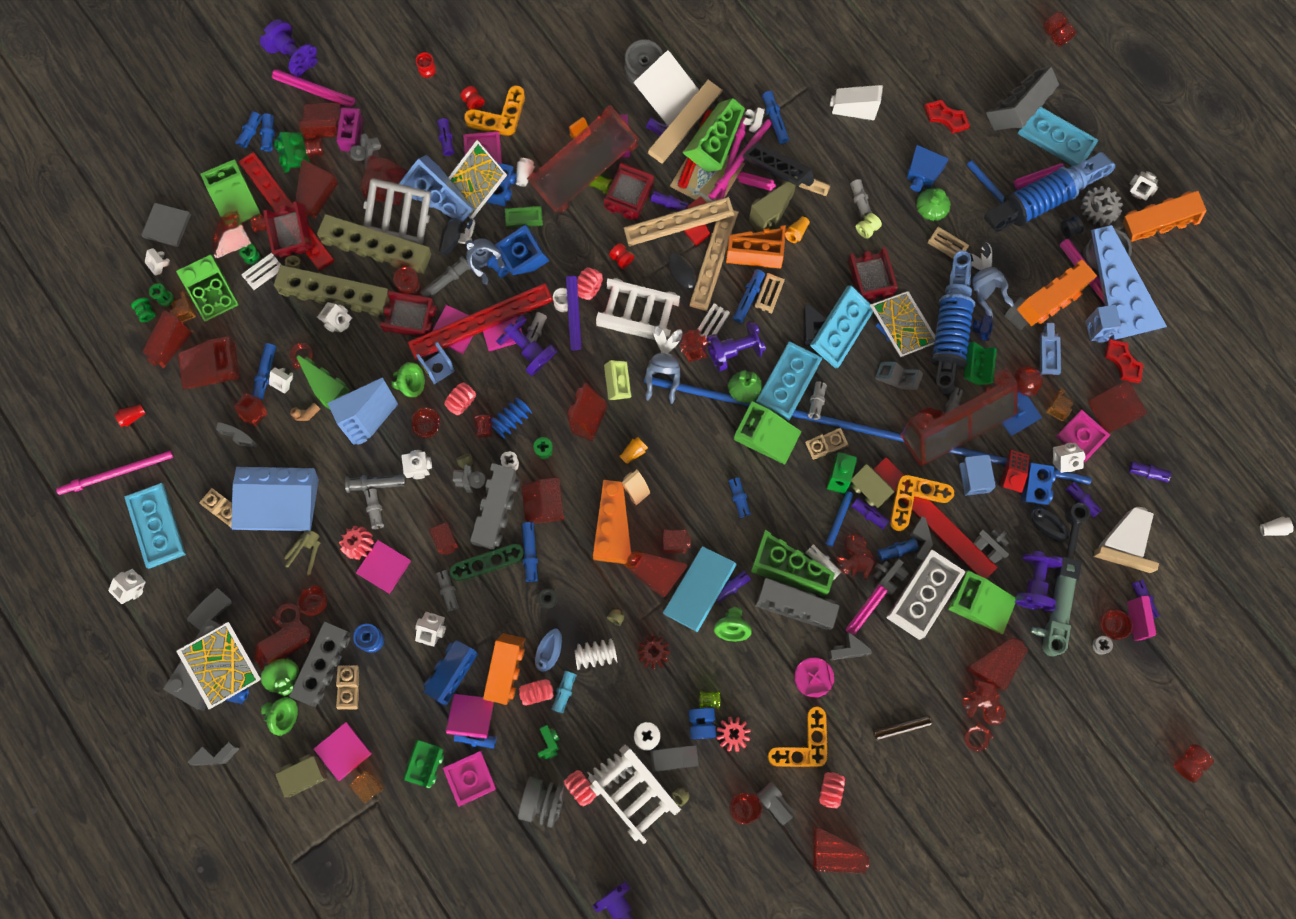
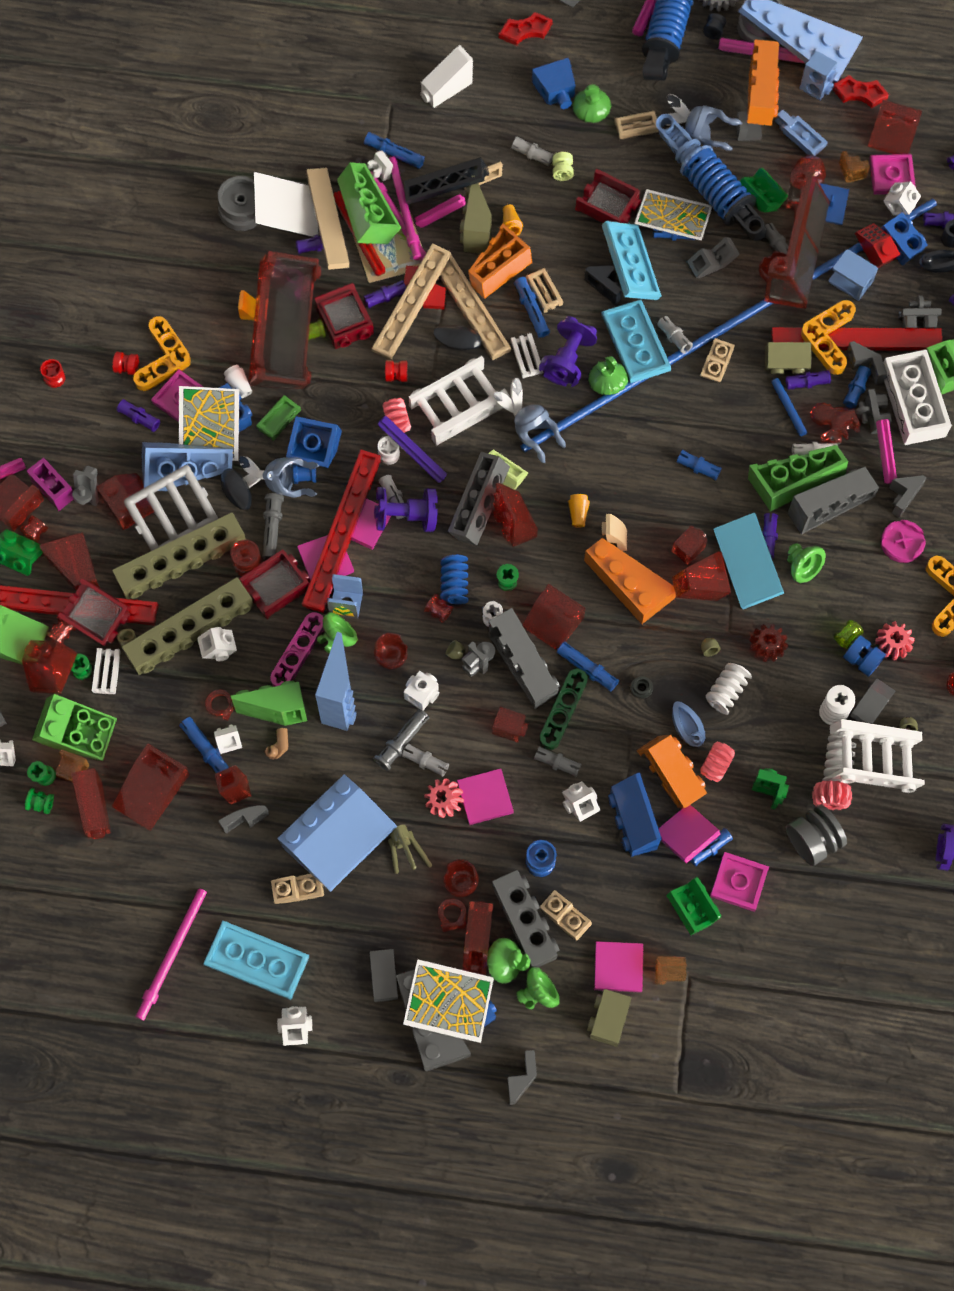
camera: 45 degrees left, 5 degrees down
(129, 415) = (129, 897): red cone -> none
(377, 365) = (294, 649): none -> dark pink beam
(460, 398) = (397, 604): coral gear -> none
(564, 386) = (478, 499): none -> dark grey brick
(564, 691) = (735, 742): medium azure pin -> none
(693, 345) = (535, 383): clear red brick -> none
(767, 433) = (664, 396): bright green slope -> none
(841, 471) = (752, 366): green torso -> none
(984, 327) = (735, 161): clear blue tile -> none
(985, 180) = (613, 51): blue bar -> none

